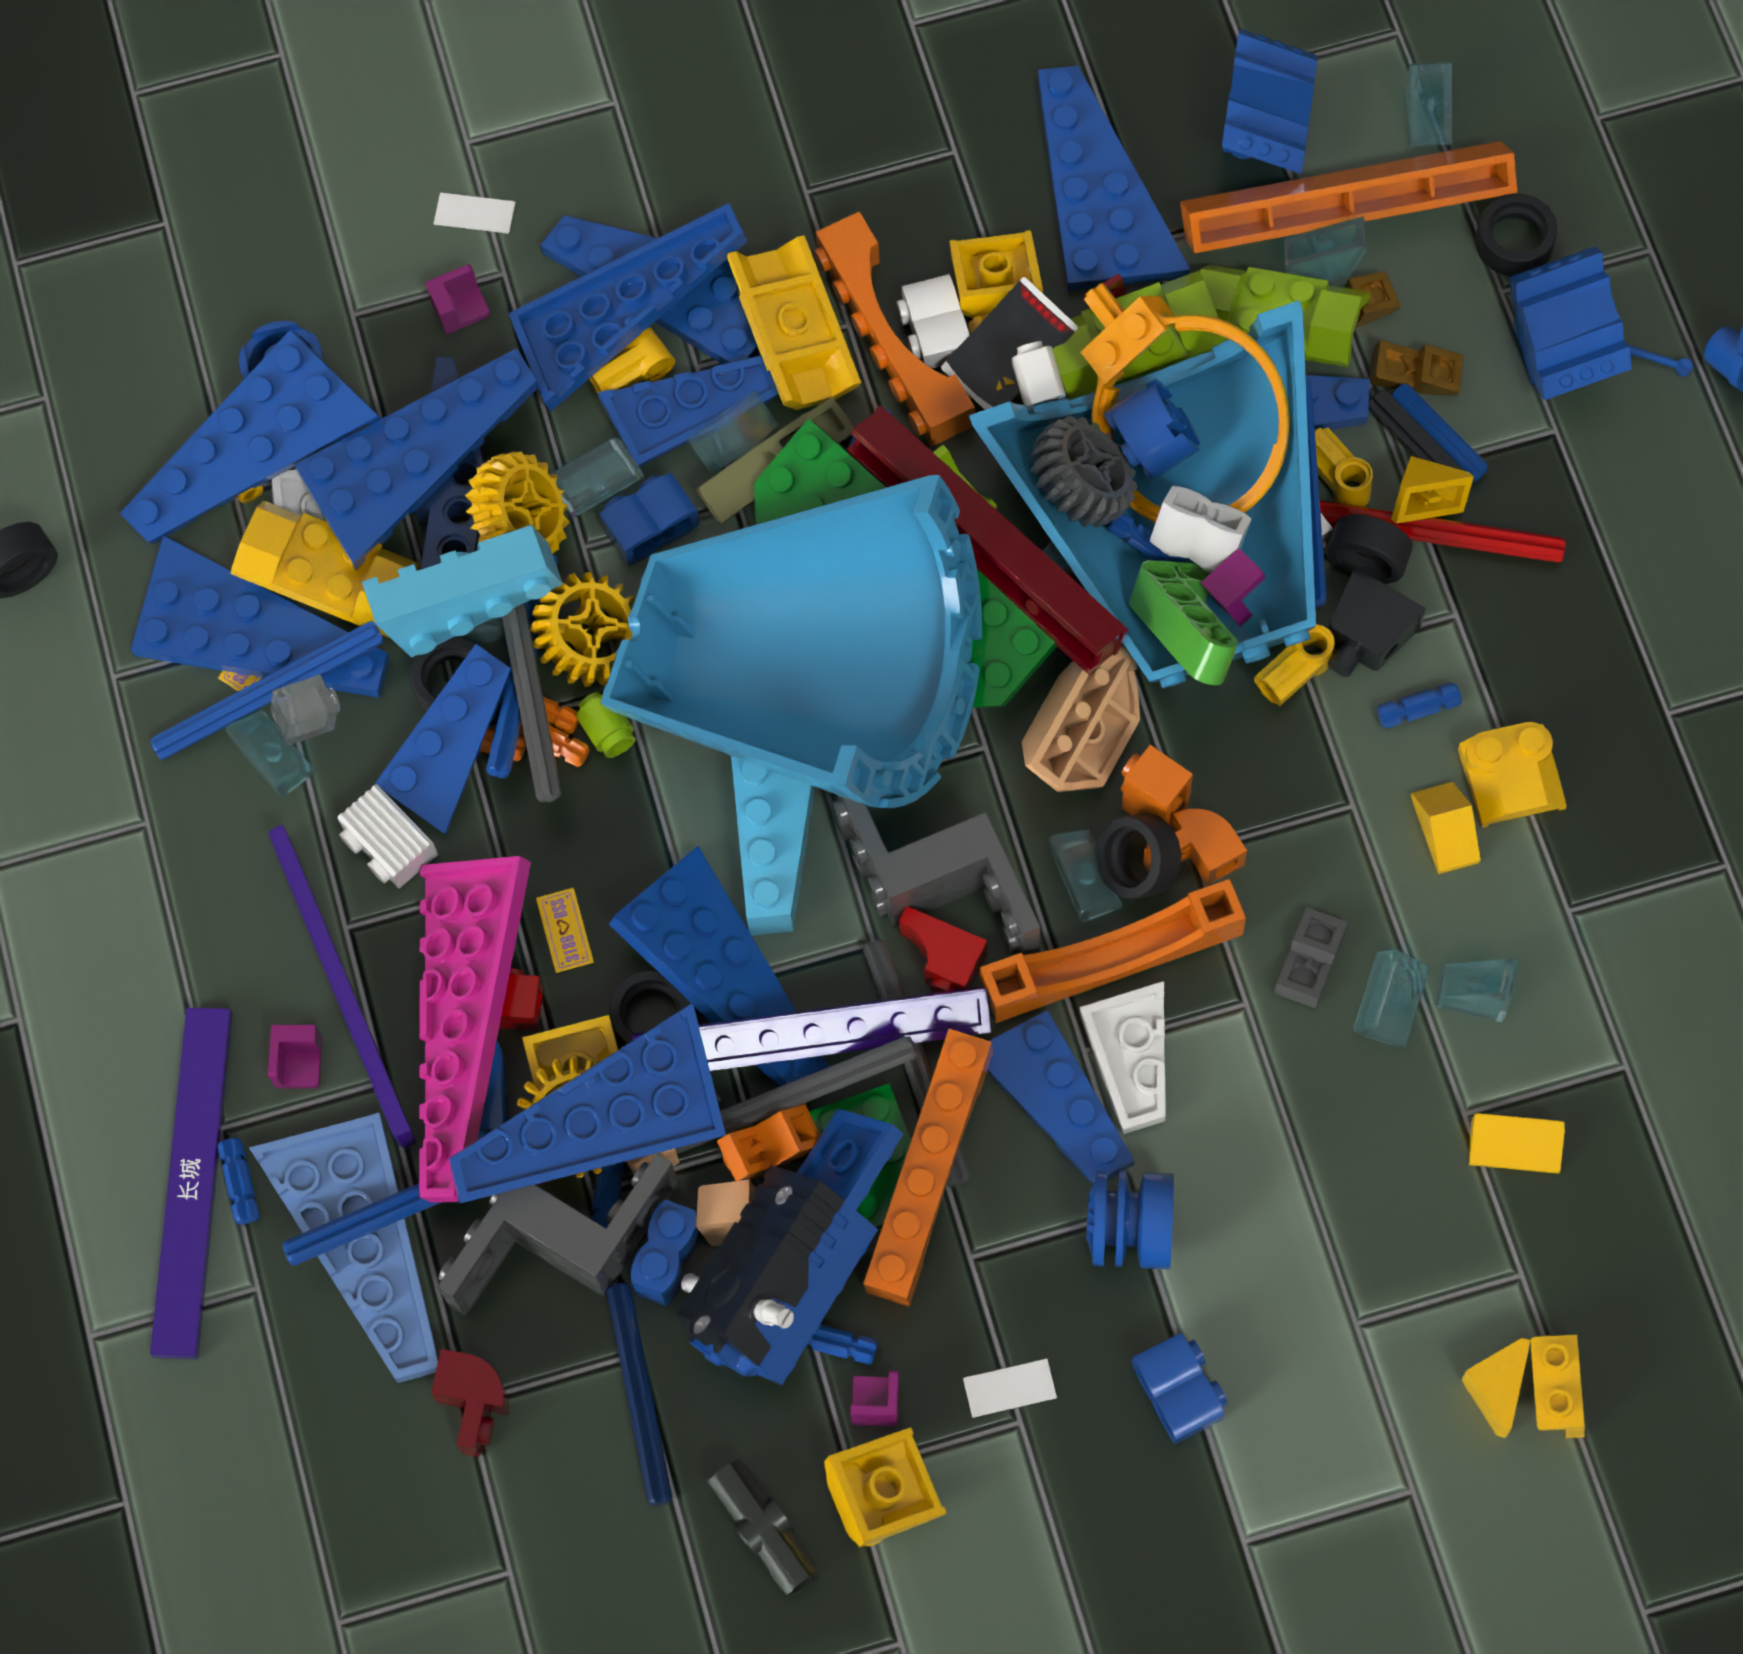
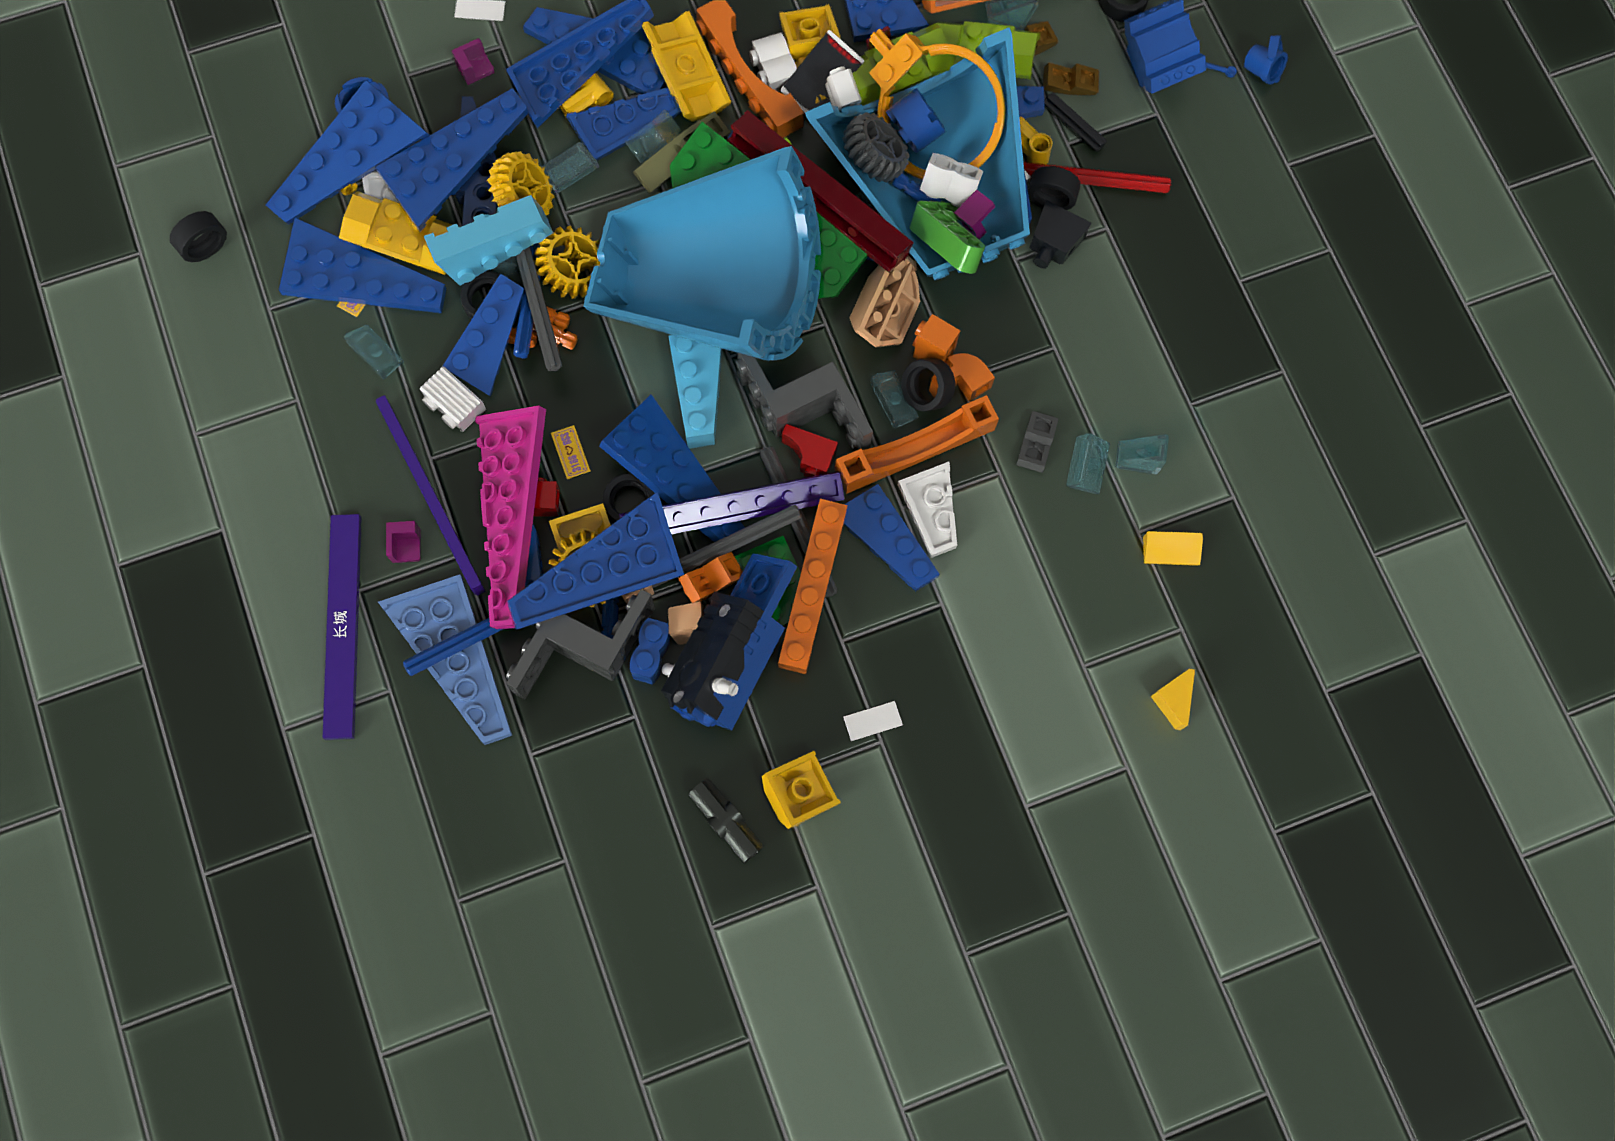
camera: 15 degrees left, 5 degrees up
(238, 1181) = (372, 623): blue axle -> none
(260, 693) = (368, 311): blue axle -> none
(304, 709) = (393, 322): clear brick -> none
(473, 1385) = (535, 744): dark red brick -> none
(605, 729) = (587, 324): lime brick -> none
(639, 1394) = (640, 741): dark blue axle -> none
(649, 518) = (604, 192): blue brick -> none
(844, 1344) = (767, 700): blue axle -> none
(875, 1400) = (790, 734): magenta panel -> none
(1132, 1219) = (943, 611): blue wheel -> none
(1179, 1388) = (979, 713): blue brick -> none
(1295, 667) = (1014, 263): yellow piece -> none
(1419, 705) = (1090, 283): blue axle -> none
(1431, 491) = (1087, 152): yellow slope -> none
(1440, 431) = (1090, 117): blue axle -> none
(1447, 826) = (1114, 356): yellow slope -> none
(1511, 772) = (1149, 321): yellow slope -> none
(1558, 1384) = (1214, 696): yellow bracket -> none

